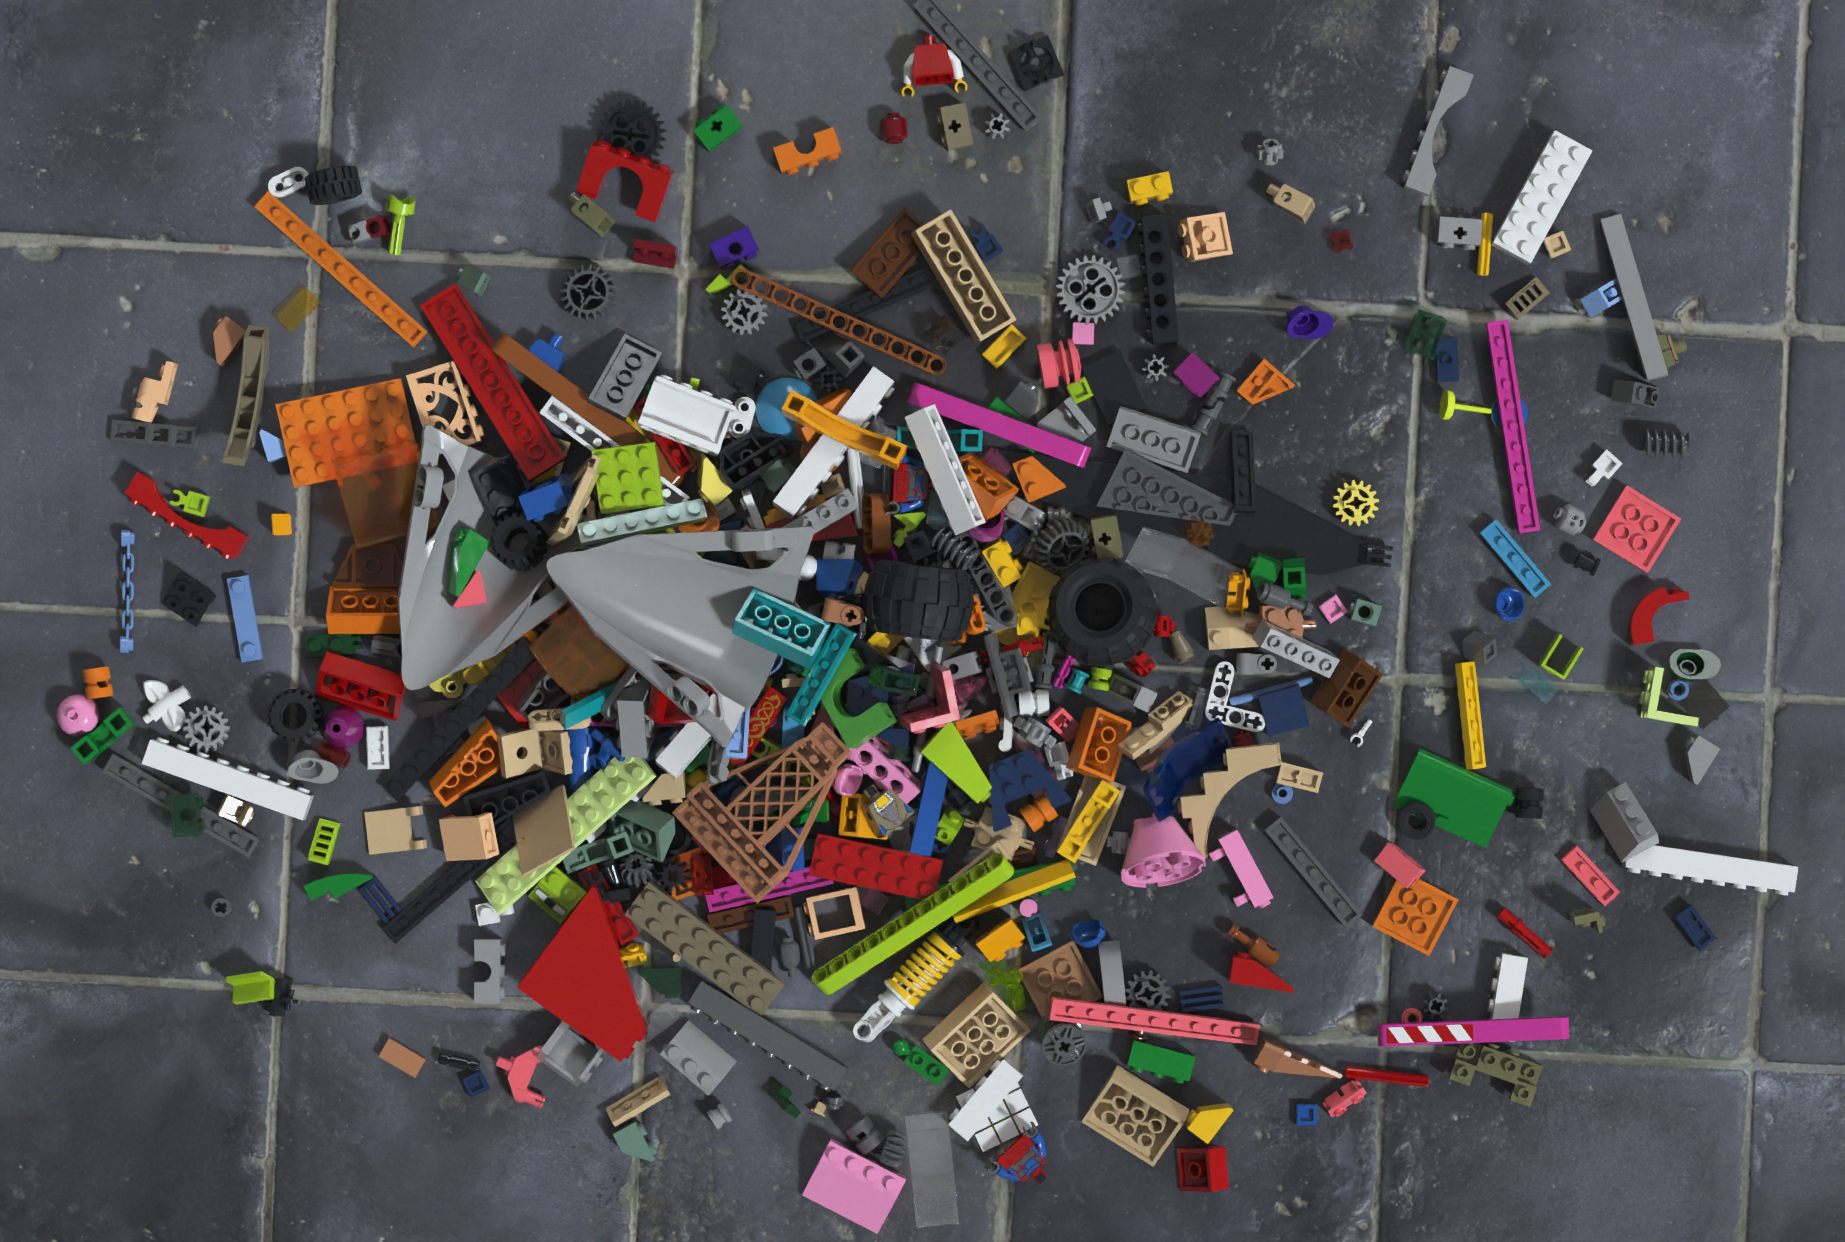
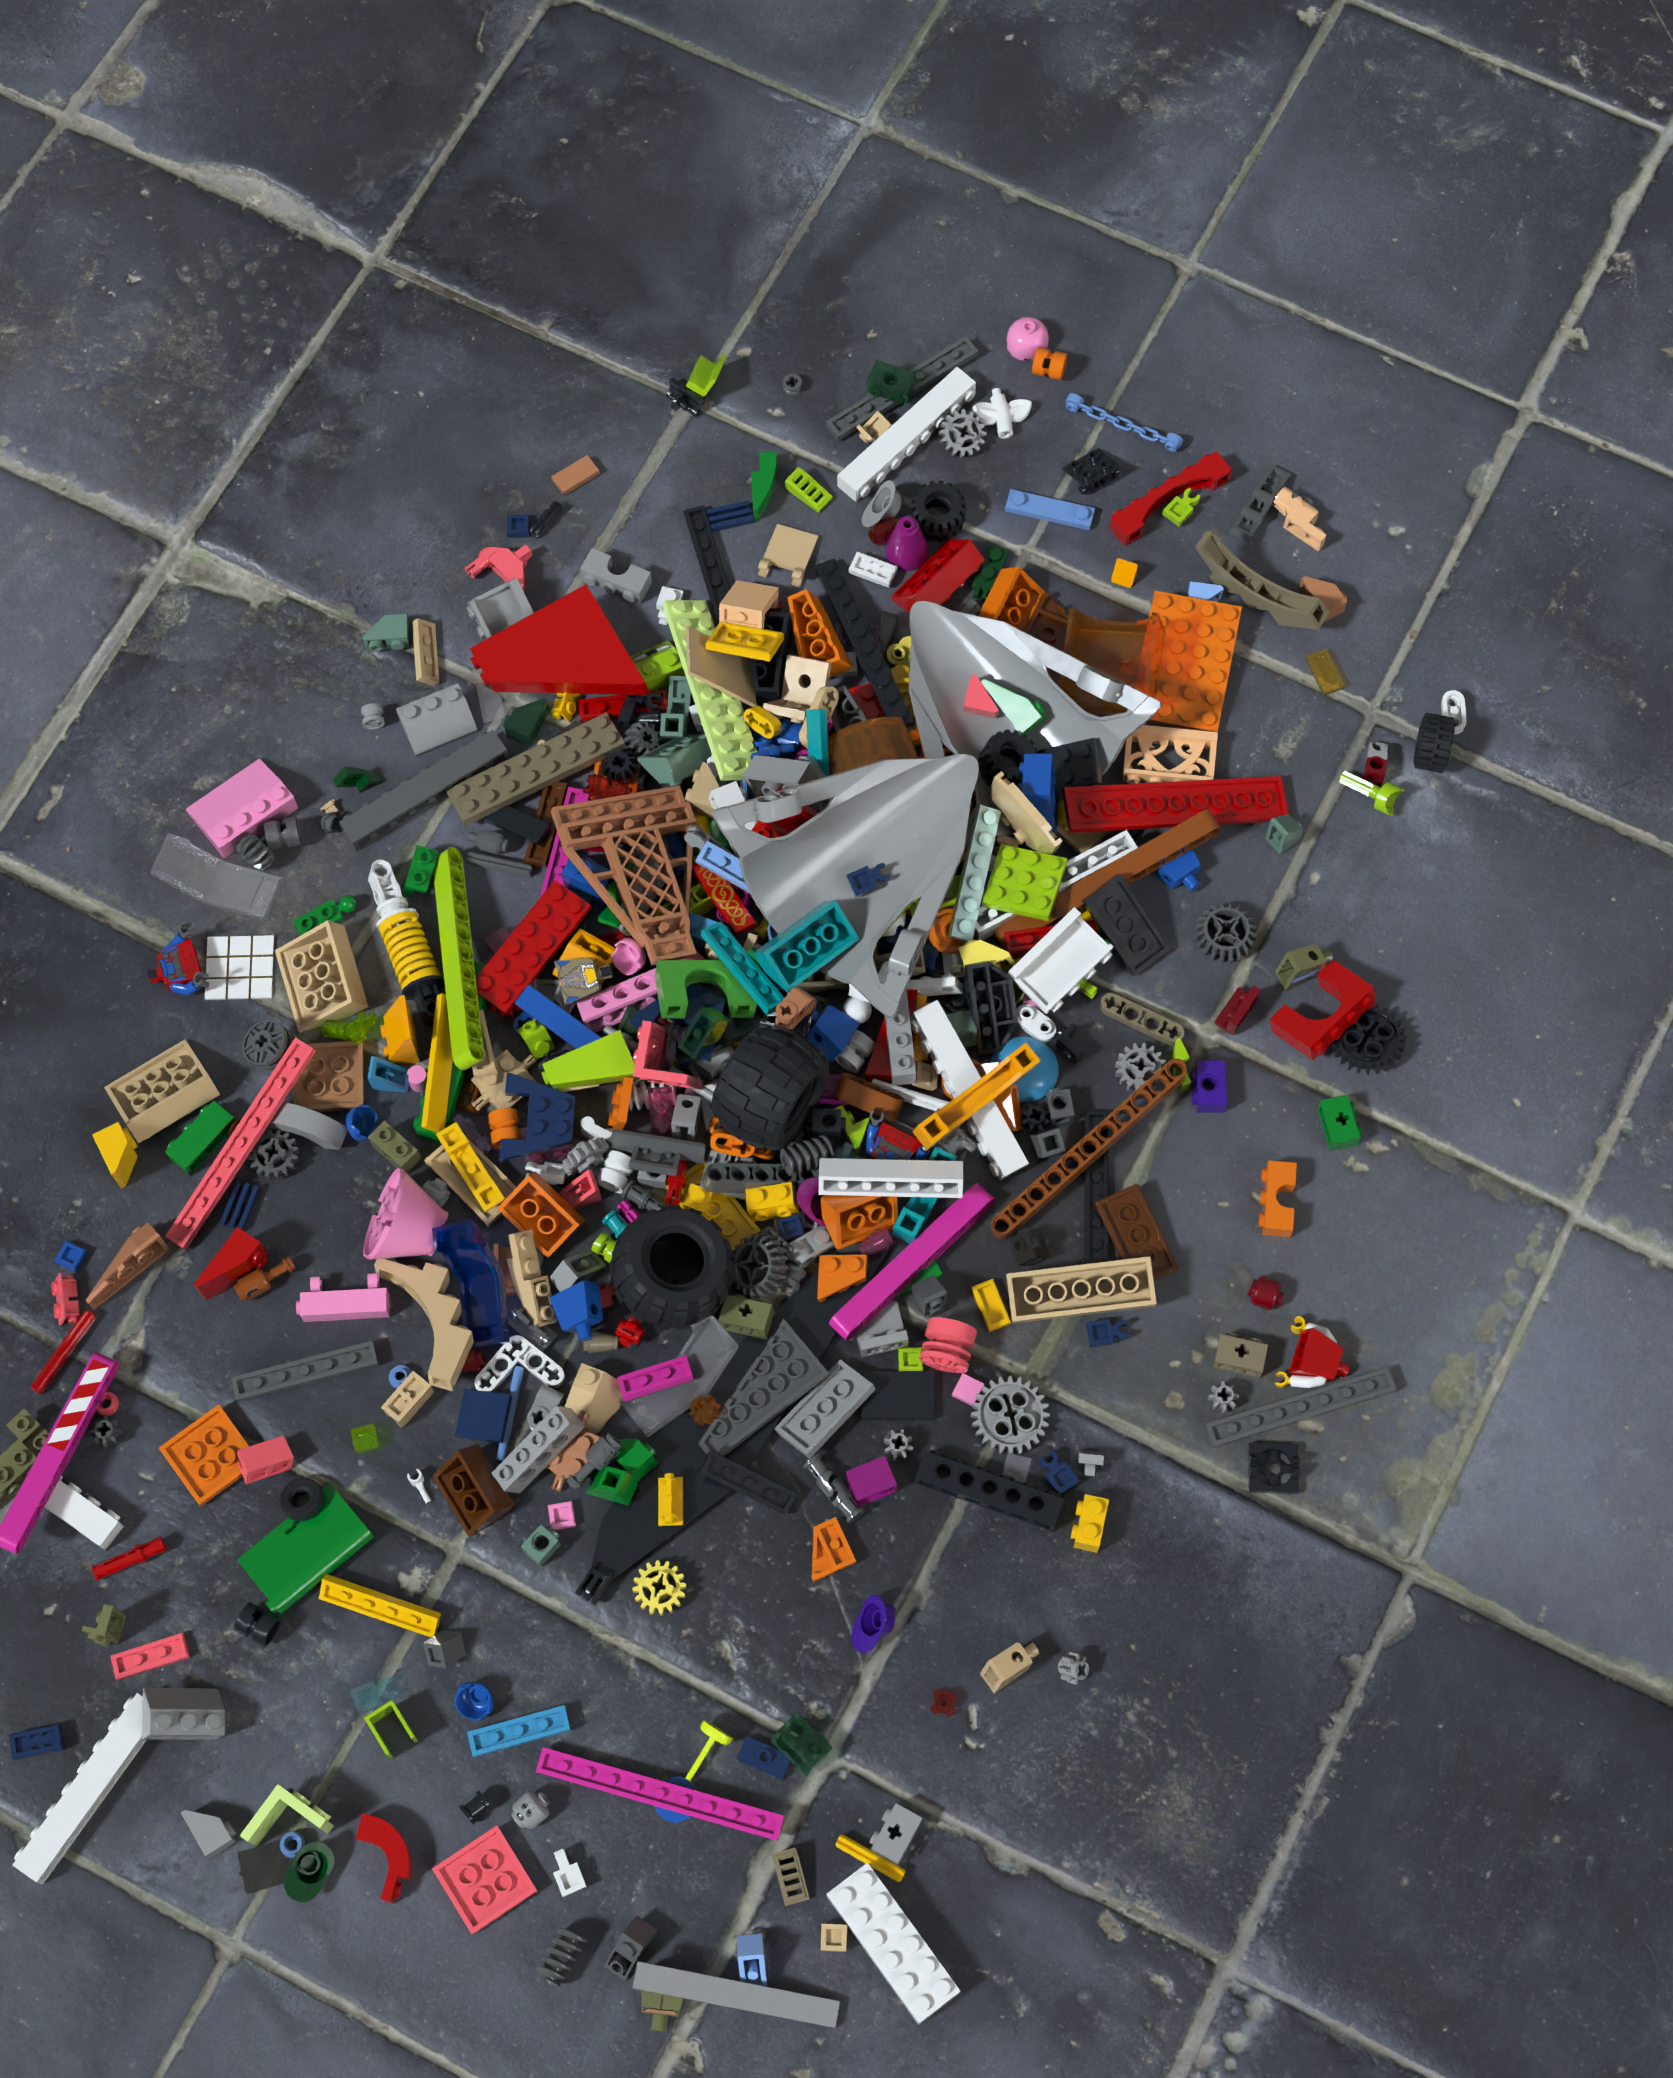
camera: 115 degrees right, 20 degrees down
(104, 736) = (999, 355): green arch -> none
(341, 269) = (1346, 723): orange plate -> none
(511, 820) = (744, 641): none -> yellow tile
(581, 768) = (762, 722): none -> yellow beam
(697, 608) = (863, 880): none -> dark blue plate
(698, 330) = (1143, 1016): none -> dark tan beam
(845, 998) = (420, 870): none -> green bracket
(856, 907) = (499, 919): light nougat window -> none
(985, 1100) = (255, 958): white brick -> none
(1096, 895) = (394, 1147): none -> olive brick
(1166, 673) = (578, 1308): none -> blue torso
(1193, 585) = (655, 1378): none -> dark pink plate
(1202, 1168) = (72, 1129): red slope -> none
(1205, 237) = (1012, 1558): light nougat plate -> none
(1238, 584) = (617, 1418): light orange hinge -> none
(1285, 526) = (670, 1500): none -> yellow hinge
(1345, 795) = (365, 1438): none -> clear neon green plate
(1422, 171) = (980, 1824): light grey arch -> none

